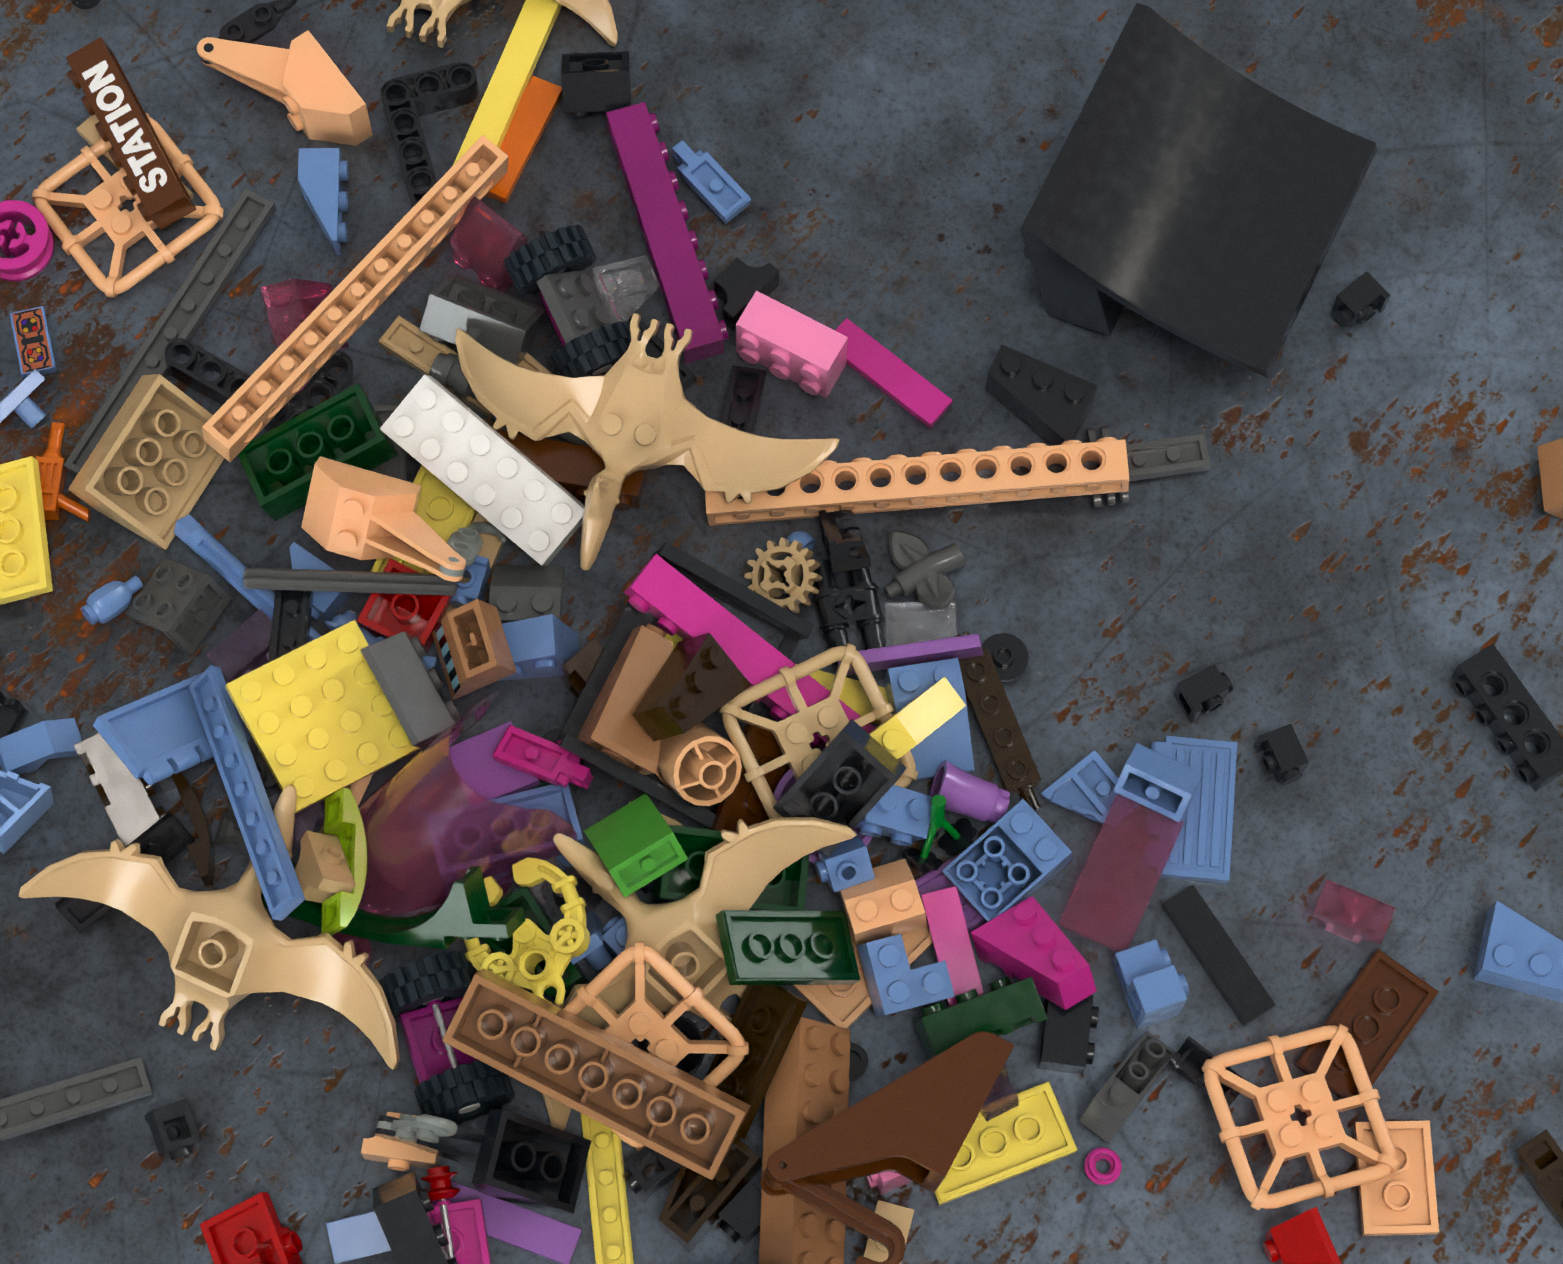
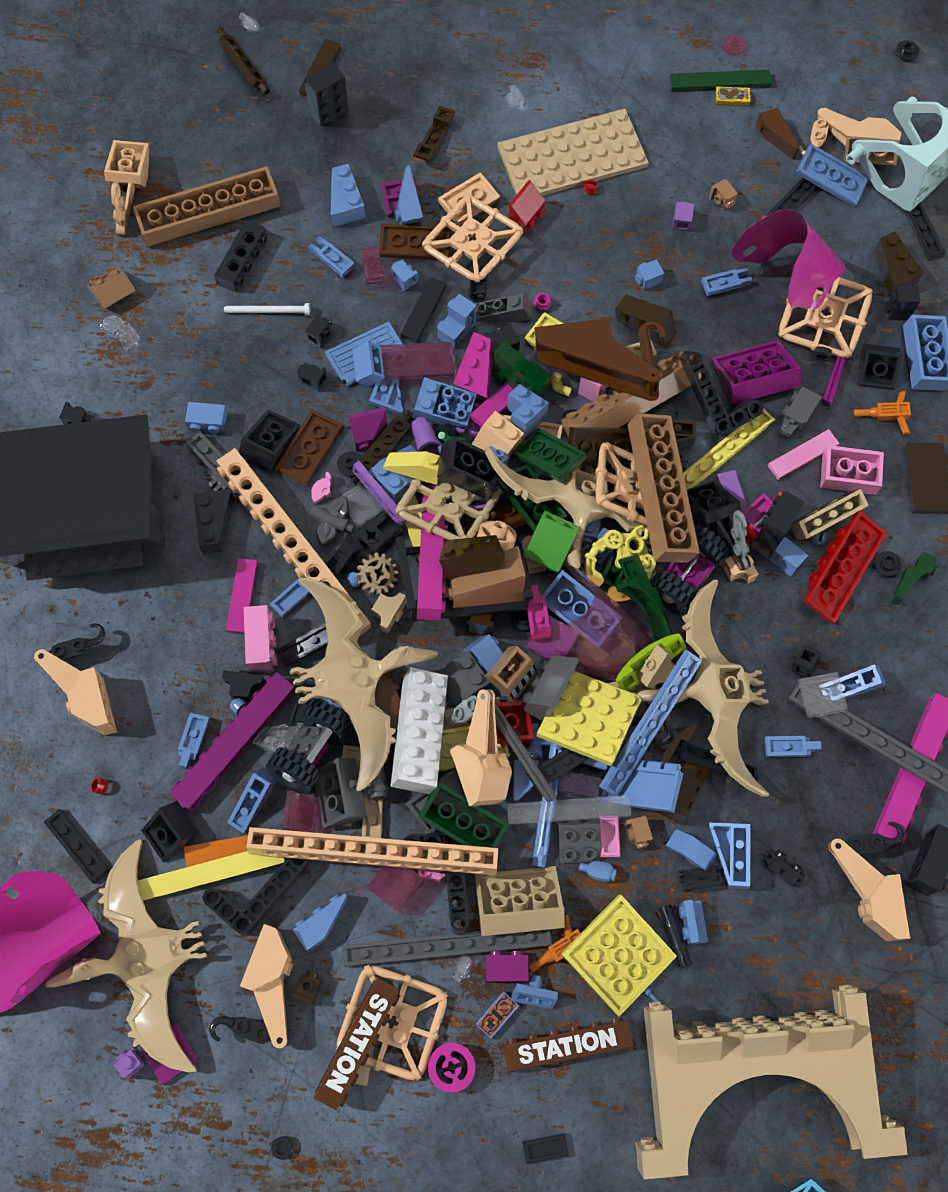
camera: 125 degrees left, 0 degrees up
(69, 1004) = (790, 746): none -> medium blue hinge
(79, 389) = (506, 967): none -> magenta brick
(83, 1177) = (862, 681): none -> medium blue slope
(101, 1103) = (822, 695): none -> clear plate
(118, 688) = (639, 831): none -> medium nougat brick
(125, 337) = (463, 967): none -> clear cylinder
(148, 650) = (609, 837): none -> bright pink tile
(216, 604) = (569, 810): none -> clear tile
(253, 128) = (310, 995): none -> dark brown brick
(560, 201) = (252, 799): none -> medium blue slope
(714, 550) = (388, 610): none -> tan brick
(715, 266) = (237, 704): none -> medium blue hinge
(729, 30) = (99, 785): none -> red hinge
(835, 422) = (290, 599): none -> medium blue tile
(868, 78) = (83, 688): none -> light nougat slope
(989, 591) = (322, 488): none -> bright pink piece
(1038, 709) = (367, 427): none -> magenta slope
(1076, 617) = (309, 448): none -> reddish brown tile
(1129, 560) = (268, 439): none -> black slope
(1230, 489) = (206, 417): none -> medium blue brick
(1307, 961) = (404, 274): none -> medium blue brick
(1341, 762) = (269, 309): none -> white bar
(1418, 866) = (332, 257): none -> medium blue hinge
(1442, 1053) = (408, 206): none -> medium blue slope
(1481, 445) = (121, 330): none -> clear bracket
(1481, 1059) = (391, 194): none -> magenta wing

